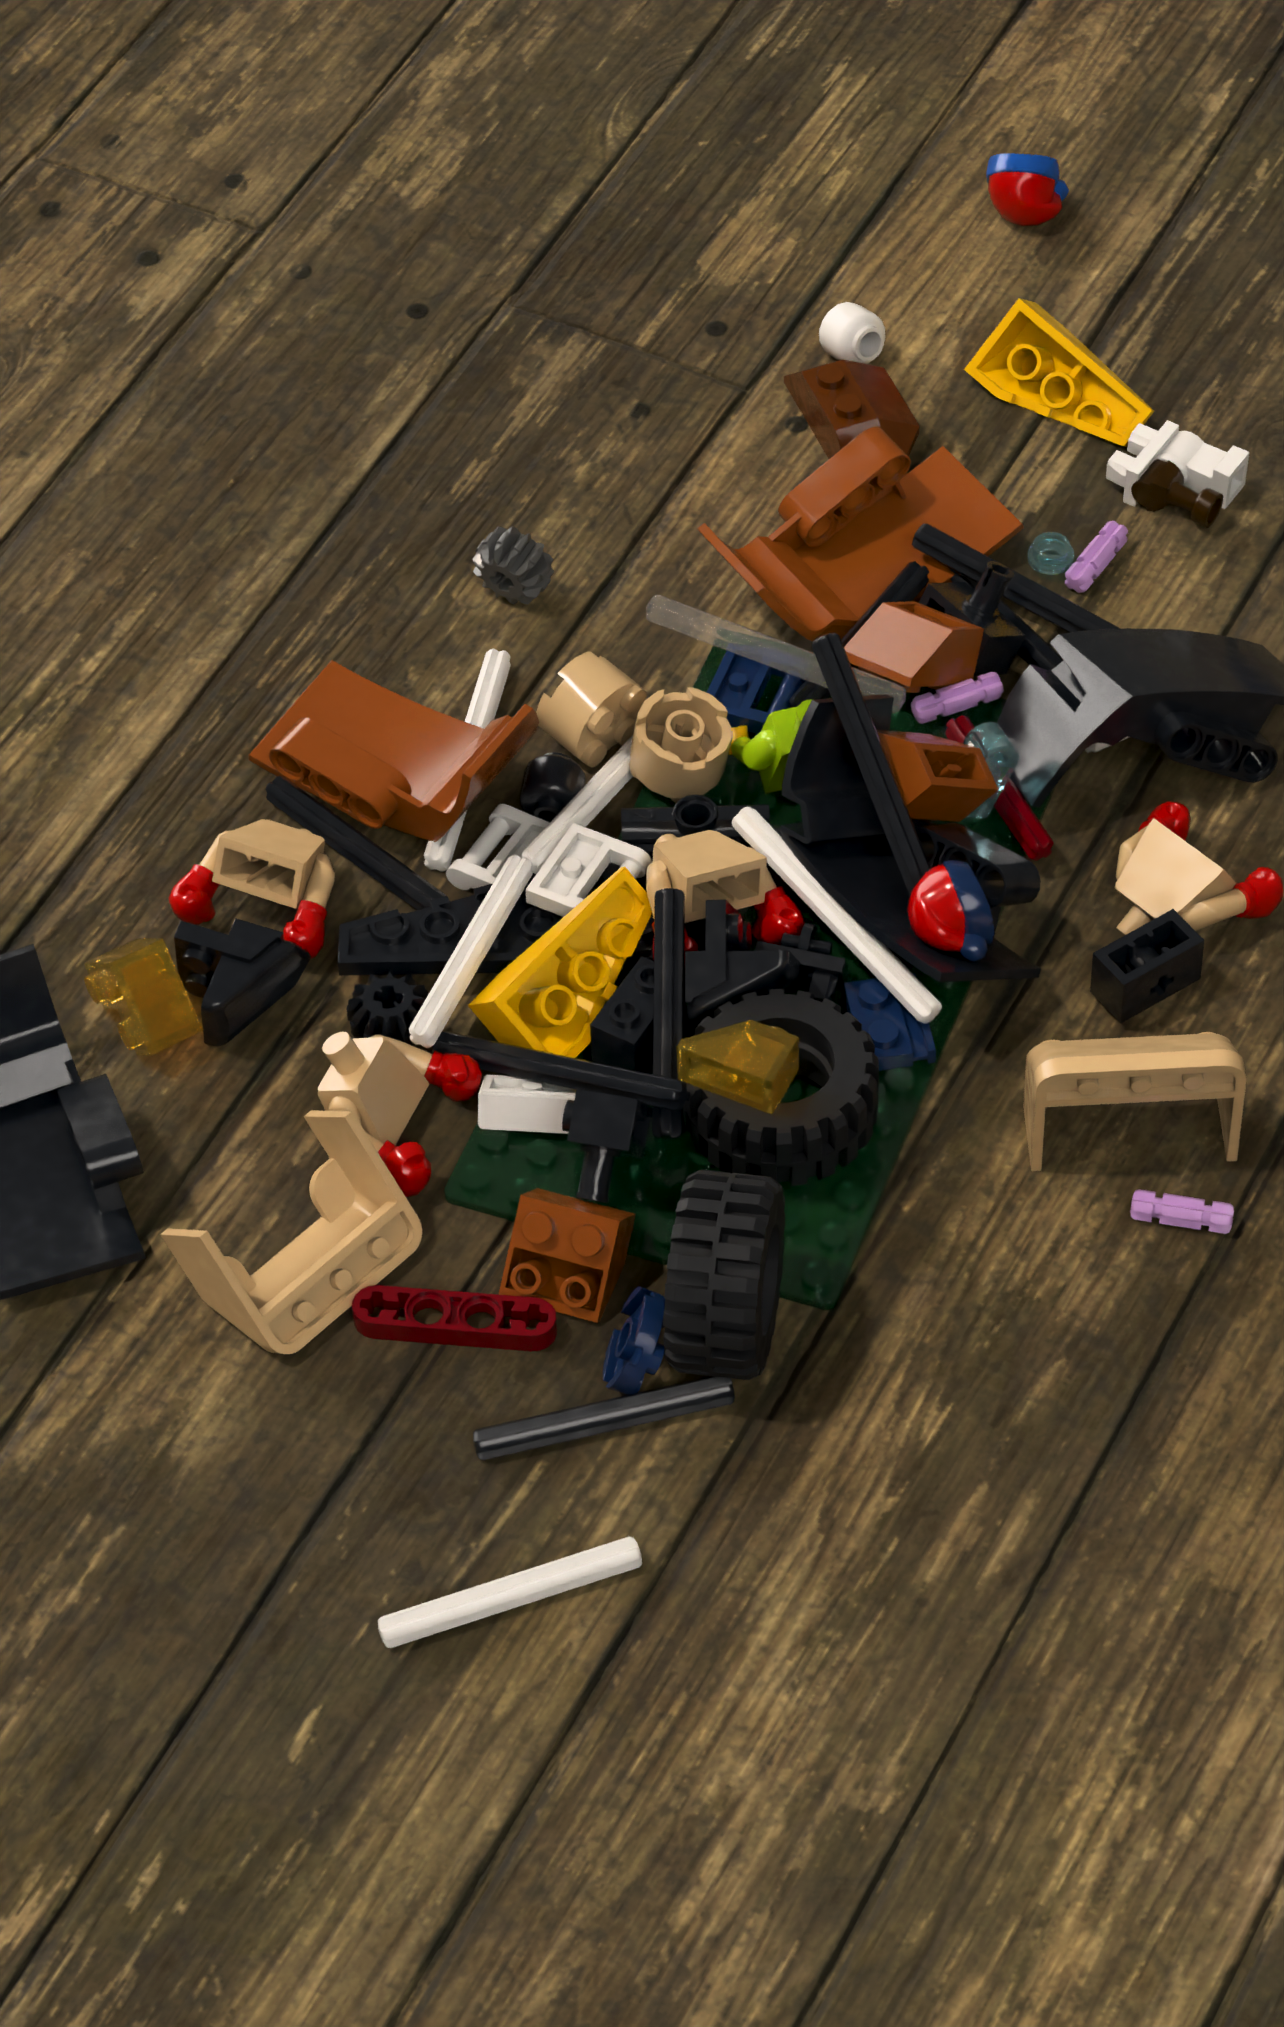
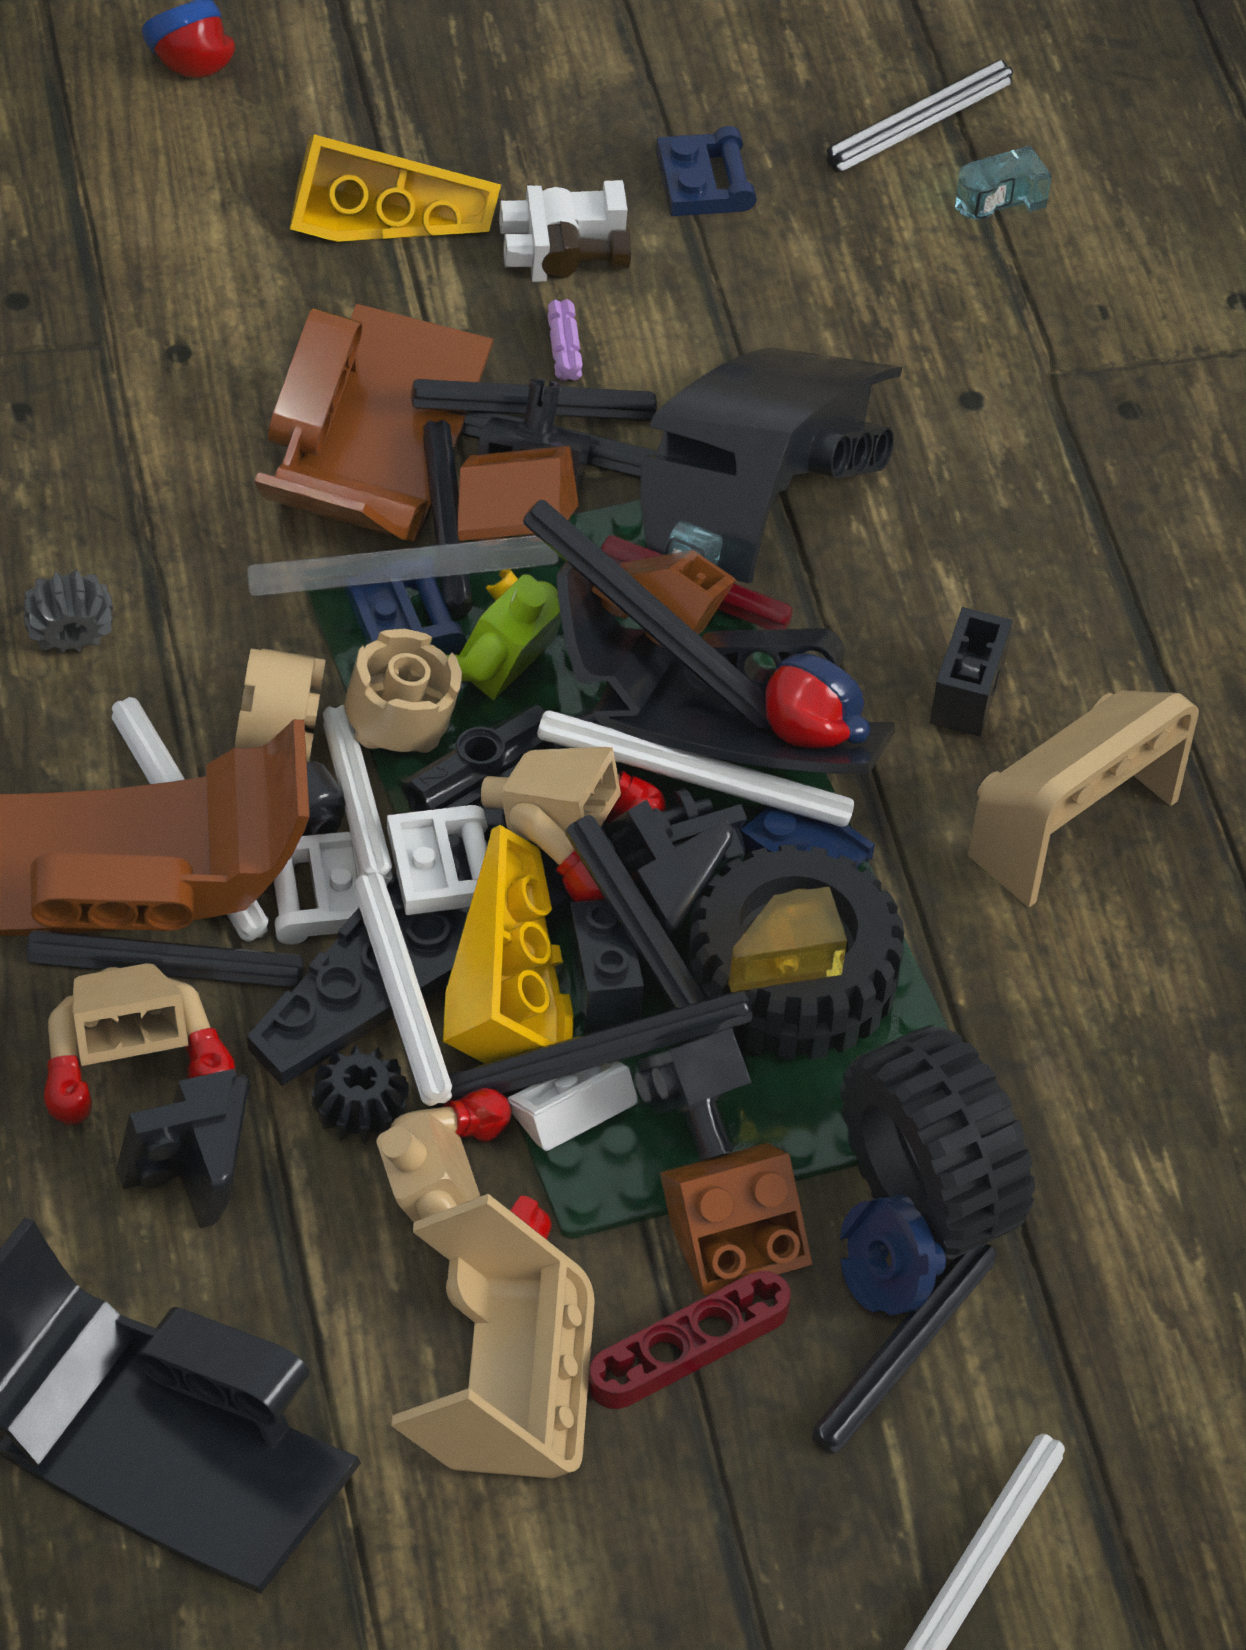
camera: 45 degrees left, 0 degrees up
(147, 994) = (122, 1202): clear yellow brick -> none
(848, 399) = (228, 318): reddish brown wedge -> none
(852, 333) = (164, 244): white head -> none
(957, 697) = (592, 510): lavender axle -> none
(1050, 553) = (525, 356): clear light blue plate -> none
(1166, 873) = (923, 583): tan torso -> none
(1182, 1211) = (1186, 868): lavender axle -> none

